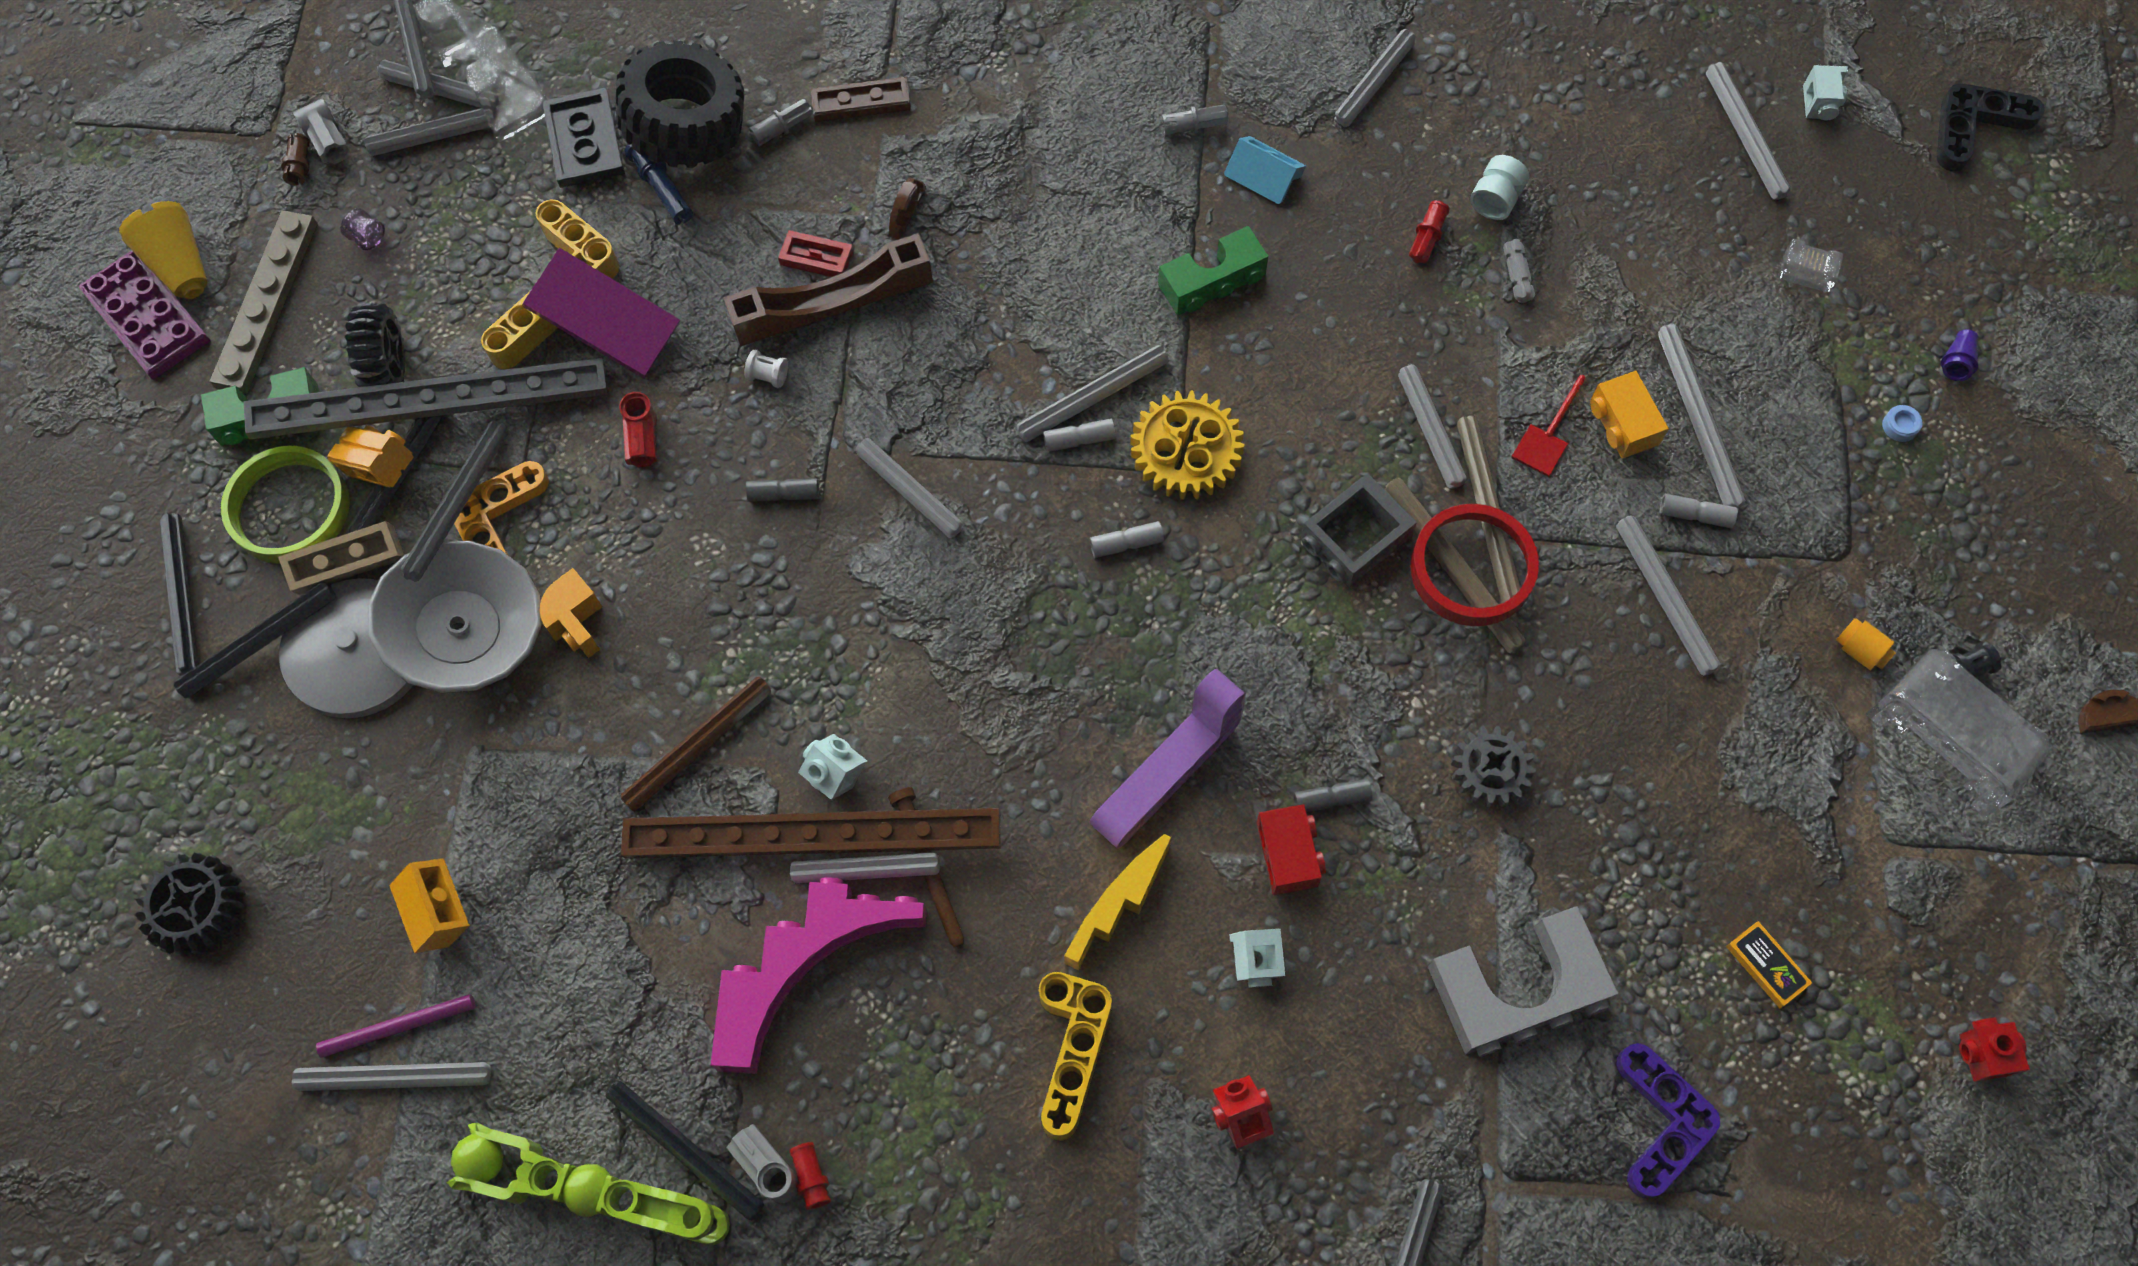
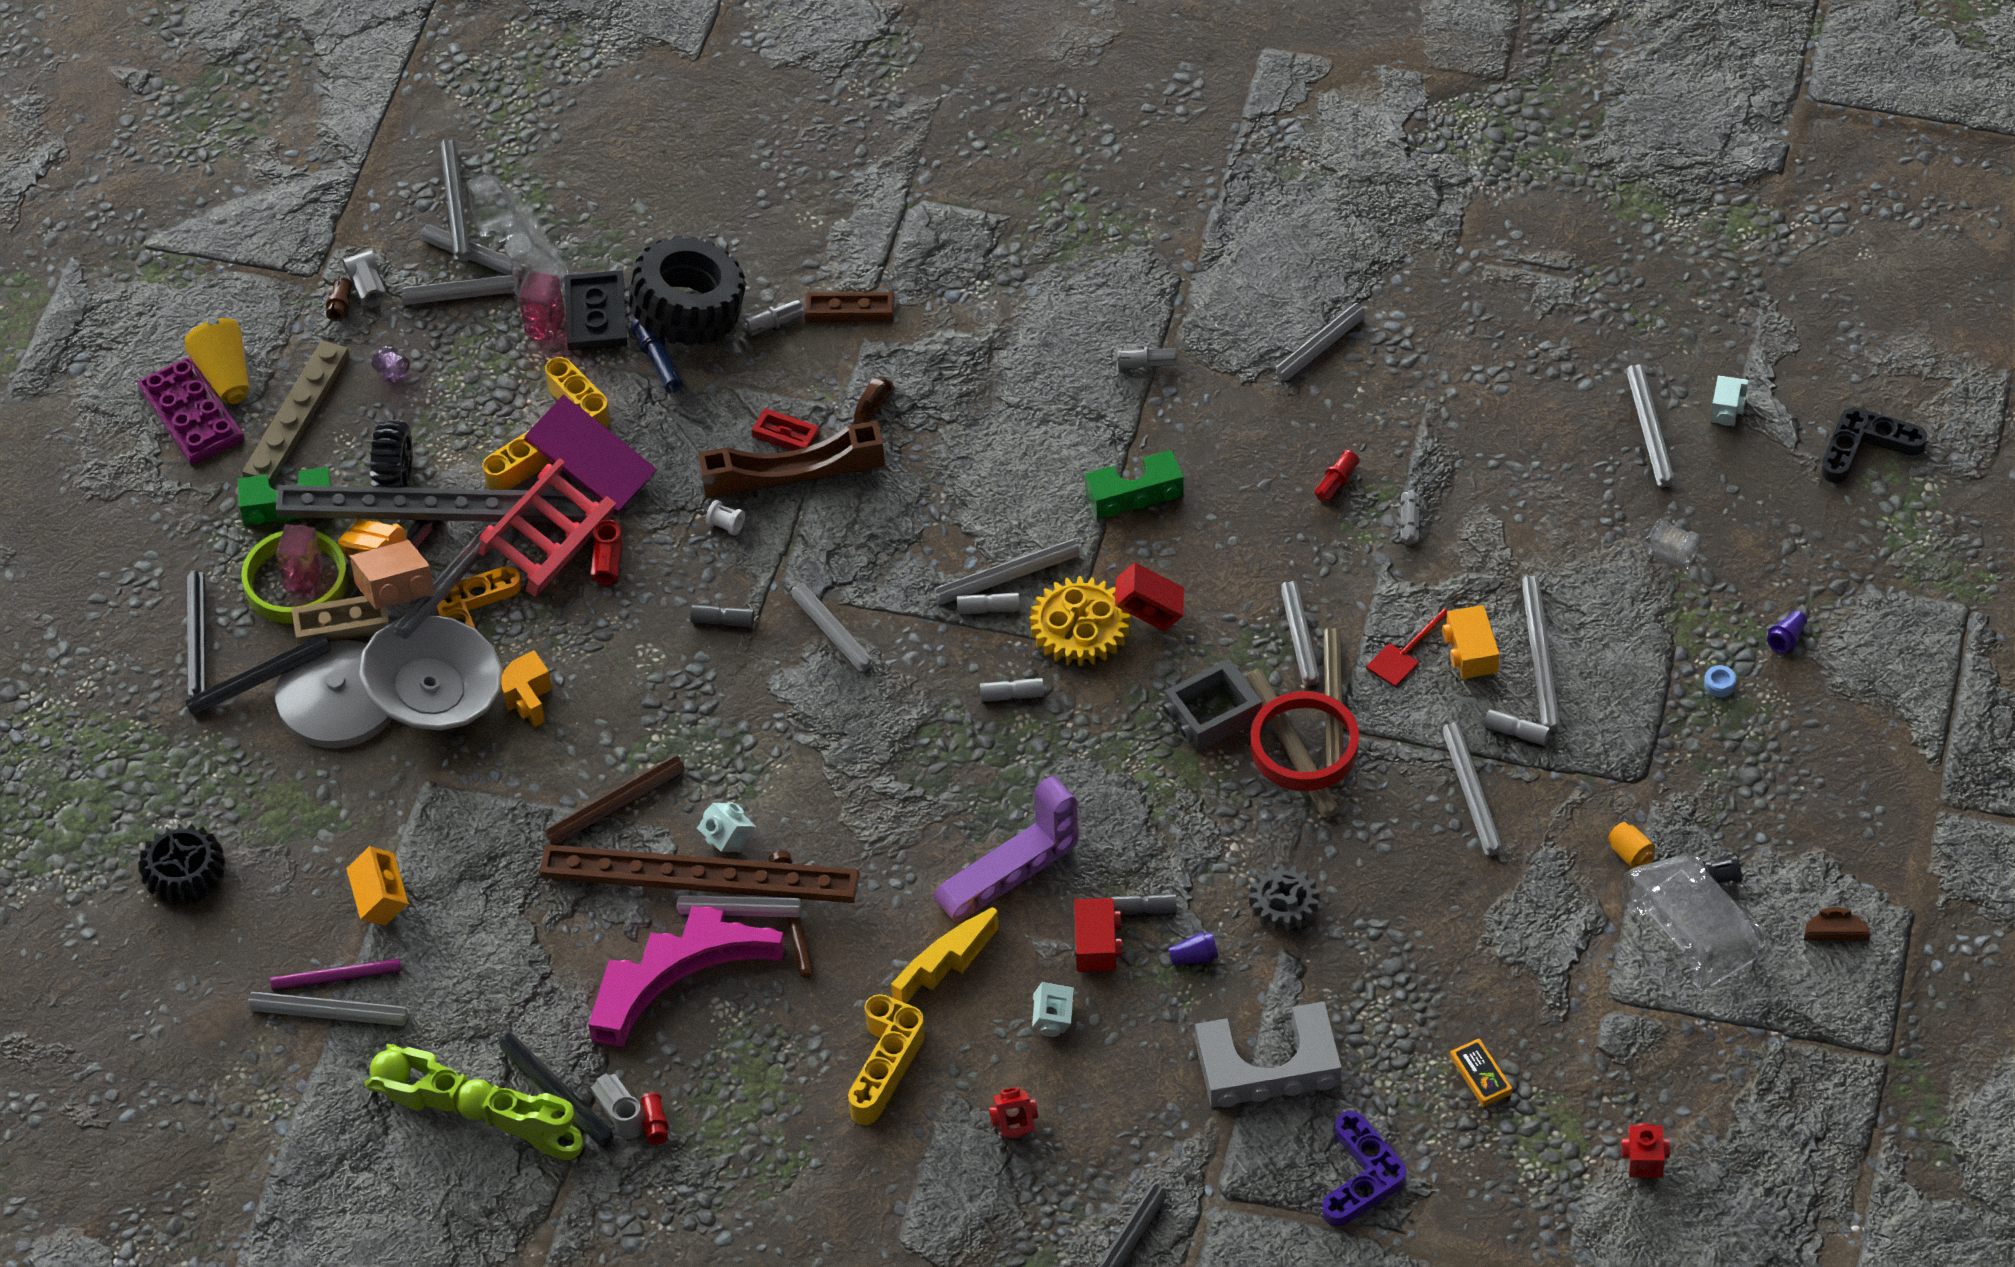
camera: 10 degrees right, 15 degrees down
(284, 486) = (299, 559): none -> clear pink brick
(391, 500) = (392, 574): none -> nougat brick
(521, 141) = (542, 306): none -> clear pink brick
(584, 440) = (557, 554): none -> coral fence
(1262, 408) = (1149, 596): none -> red brick
(1263, 169) = (1199, 406): medium azure panel -> none
(1405, 849) = (1196, 949): none -> dark purple cone
(1499, 187) = (1407, 445): light aqua wheel -> none

